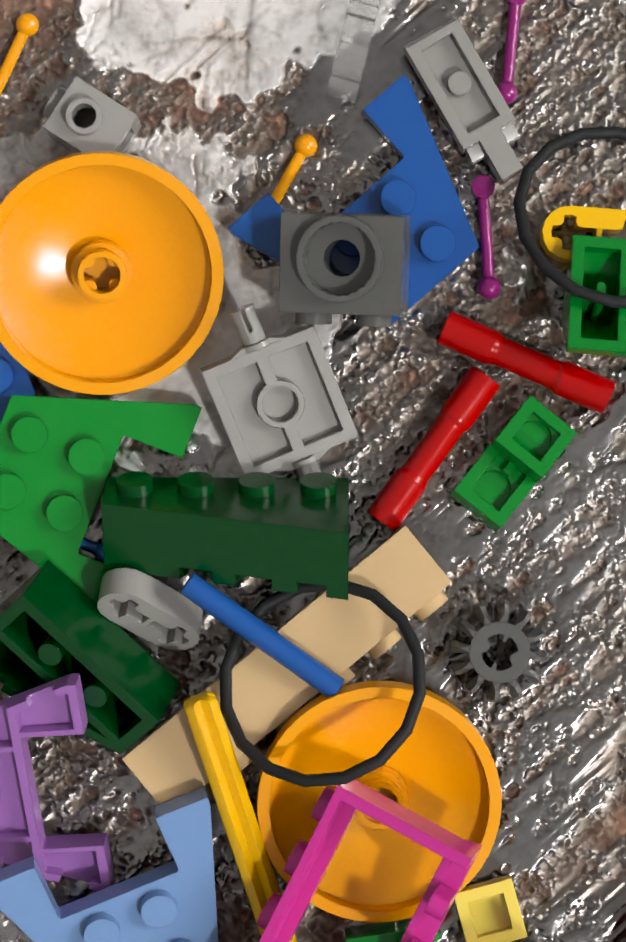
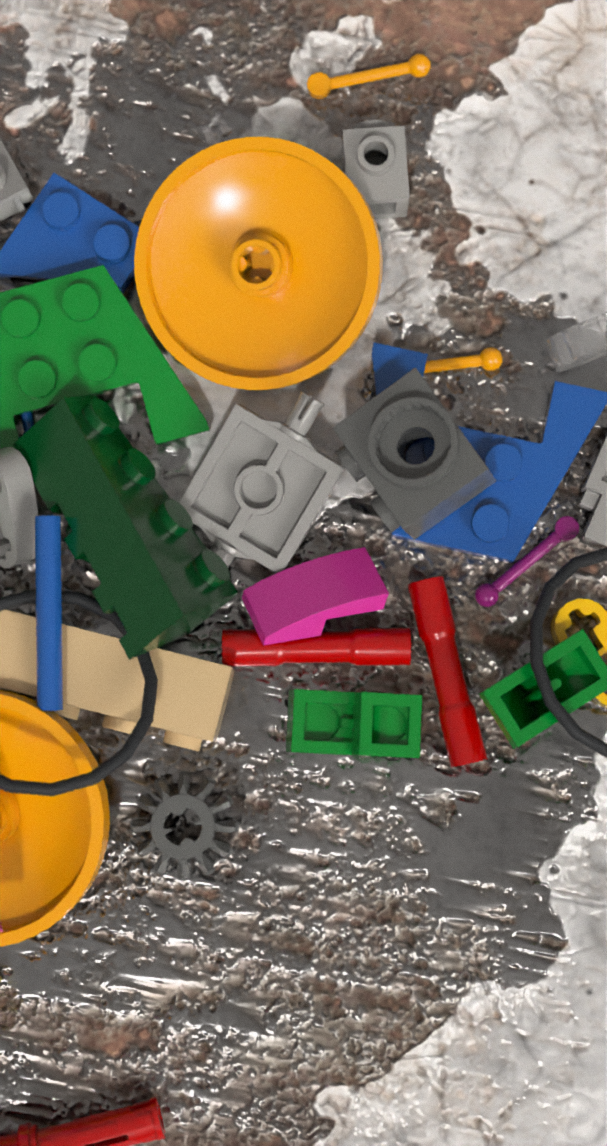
camera: 60 degrees right, 5 degrees down
(390, 423) = (303, 596): none -> dark pink slope

